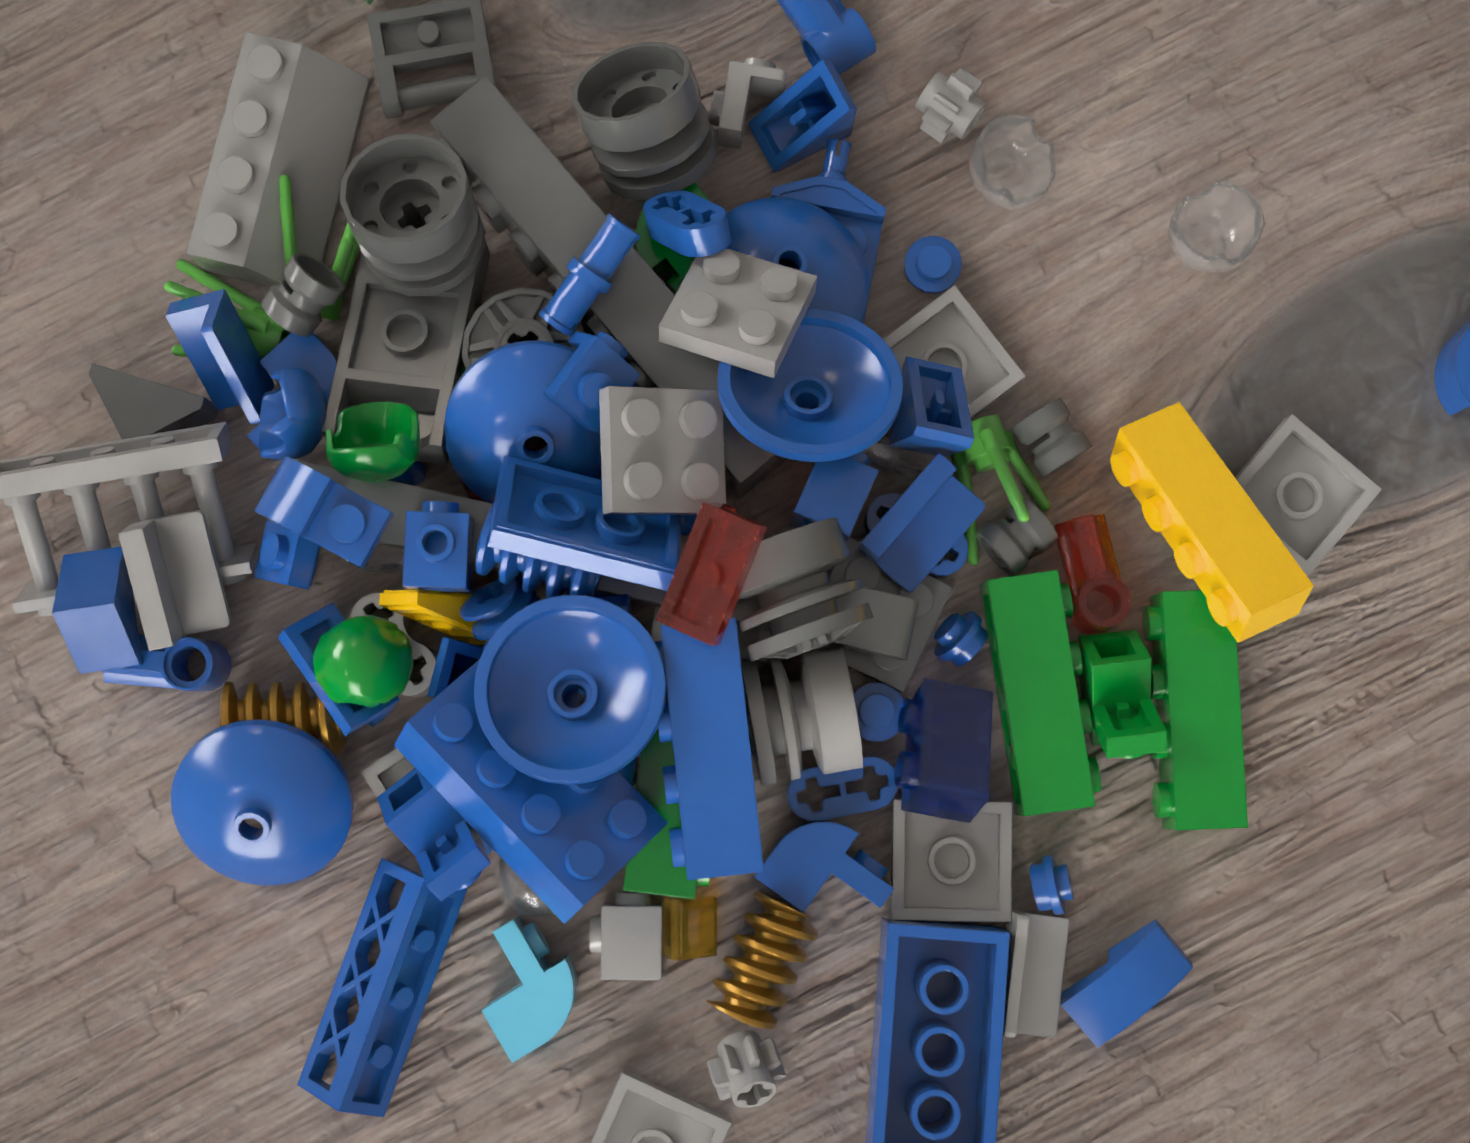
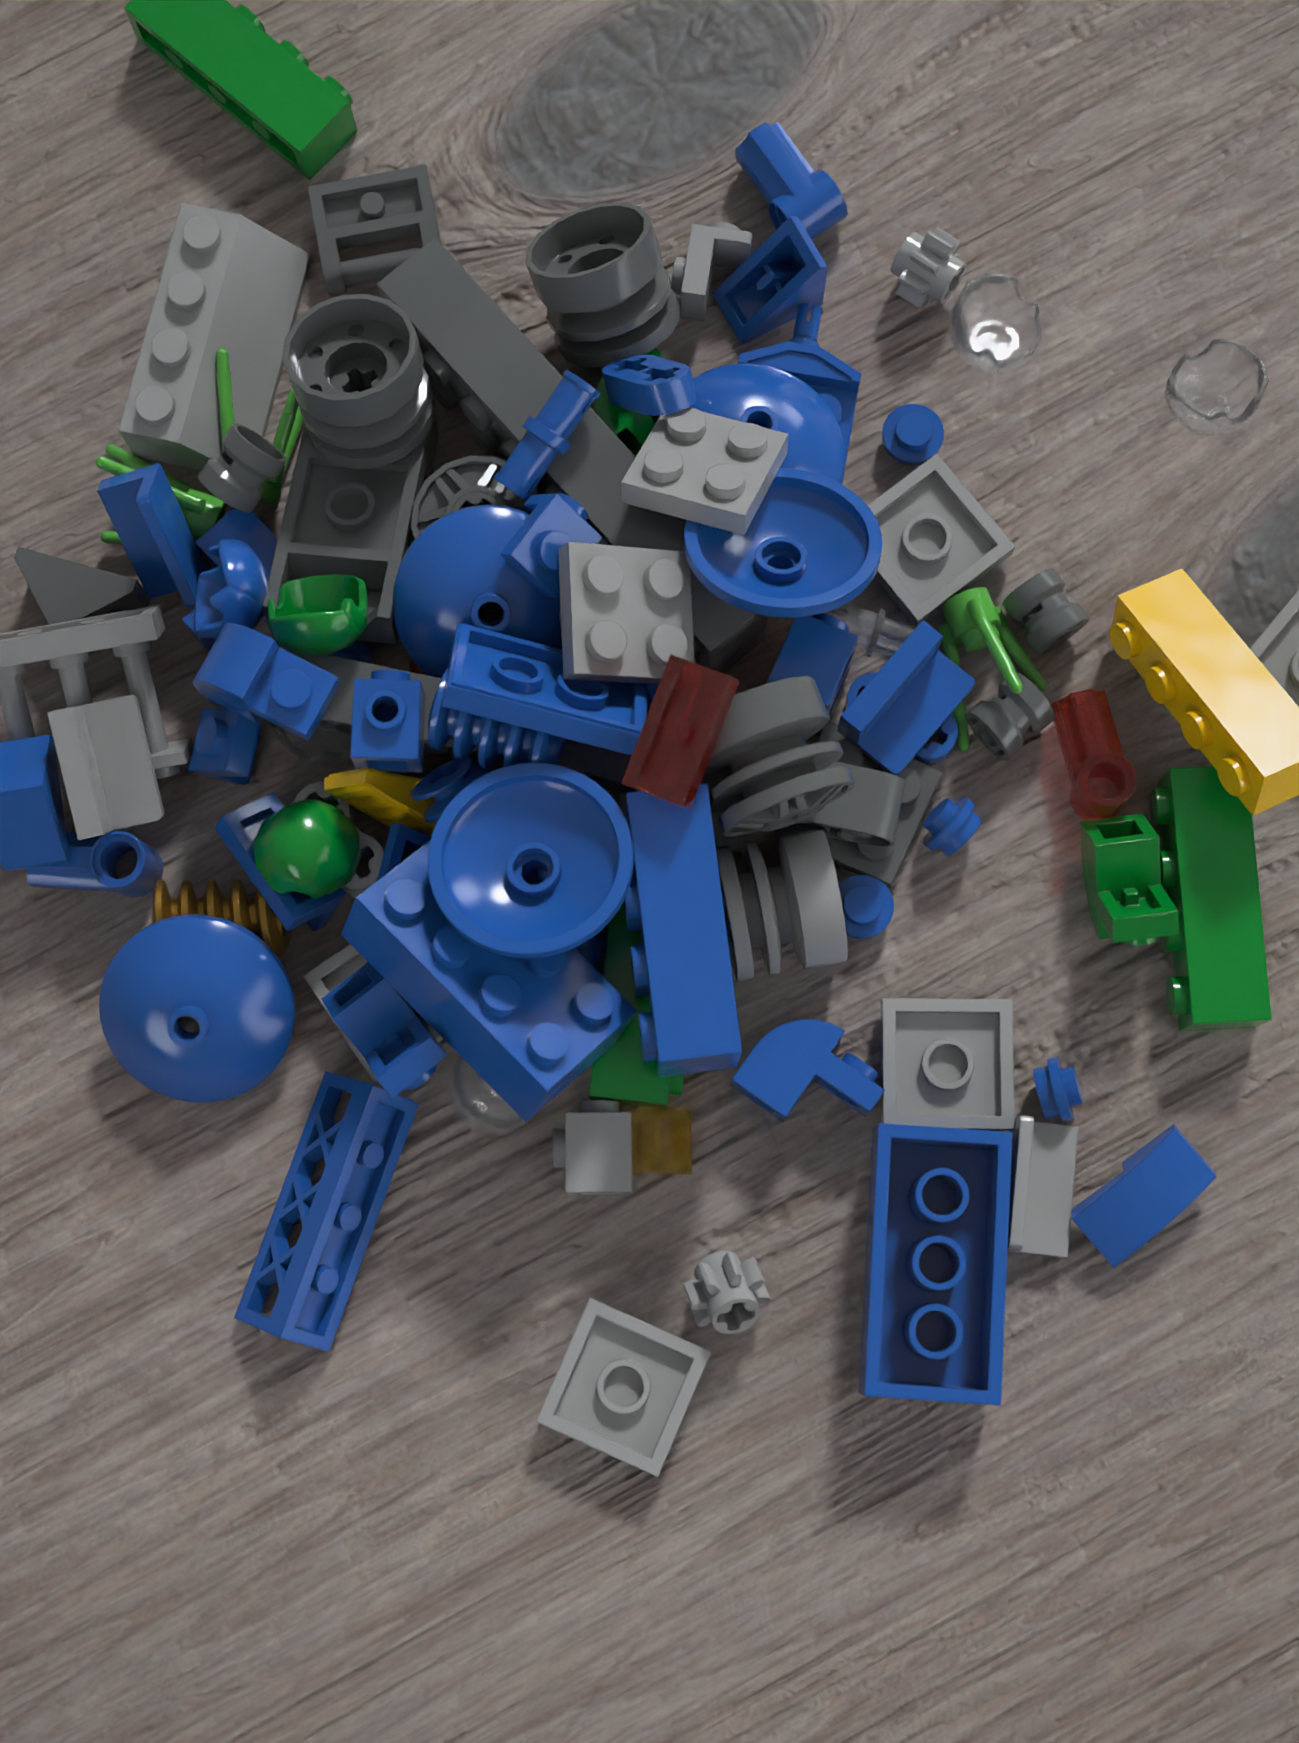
camera: 10 degrees right, 5 degrees down
(538, 1005) = (498, 1224): medium azure brick -> none
(764, 962) = (743, 1172): pearl gold piece -> none
(844, 803) = (829, 1005): blue beam -> none
(932, 410) = (914, 580): blue slope -> none
(945, 750) = (937, 941): clear blue brick -> none
(1039, 694) = (1038, 882): green brick -> none

